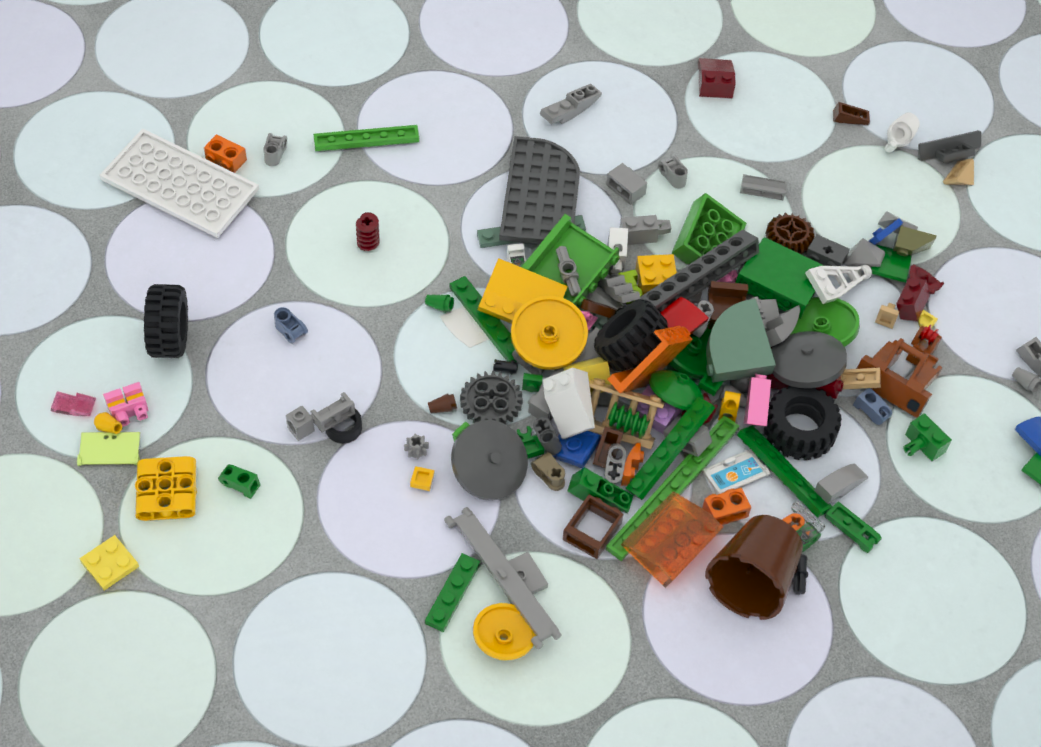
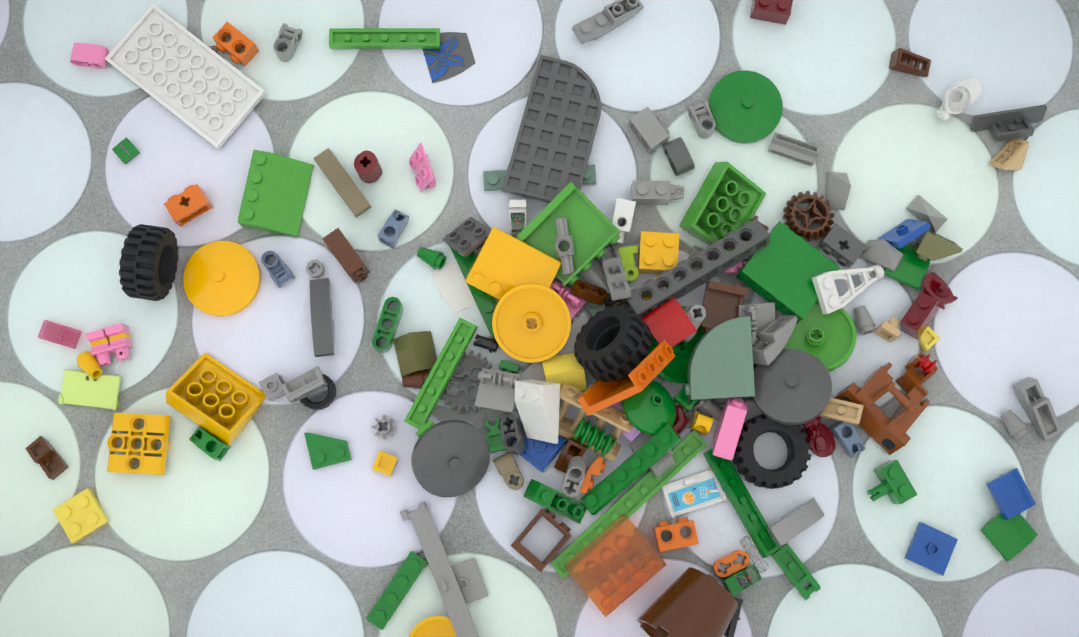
camera: 10 degrees right, 25 degrees up
(68, 513) = (47, 457): none -> reddish brown slope
(83, 175) = (89, 55): none -> bright pink beam
(126, 247) = (125, 150): none -> green tile
(196, 281) = (197, 205): none -> orange brick
(233, 341) = (222, 278): none -> yellow dish
(240, 440) = (215, 398): none -> yellow slope
(278, 266) = (275, 194): none -> bright green slope
(331, 324) = (319, 273): none -> light grey bush
(339, 360) = (321, 317): none -> dark grey slope
(344, 250) = (342, 182): none -> dark tan slope
(358, 304) = (346, 256): none -> reddish brown window
(360, 476) = (326, 450): none -> green wing
(398, 283) = (393, 228): none -> sand blue leg
(404, 369) = (387, 315): none -> green beam
(419, 229) = (421, 167): none -> bright pink hinge
(429, 150) = (451, 58): none -> sticker
(435, 380) = (415, 352): none -> olive slope
(467, 388) = (441, 373): none -> bright green plate
(474, 277) = (467, 237): none -> dark grey plate
(524, 395) = (496, 390): none -> light grey hinge
(658, 201) = (678, 156): none -> dark grey beam
(712, 160) = (745, 106): none -> green dish
(812, 212) = (837, 189): none -> light grey slope
(850, 412) = (821, 440): none -> dark red hat
(865, 313) = (864, 321): none -> light grey cone
(979, 493) = (931, 548): none -> blue plate

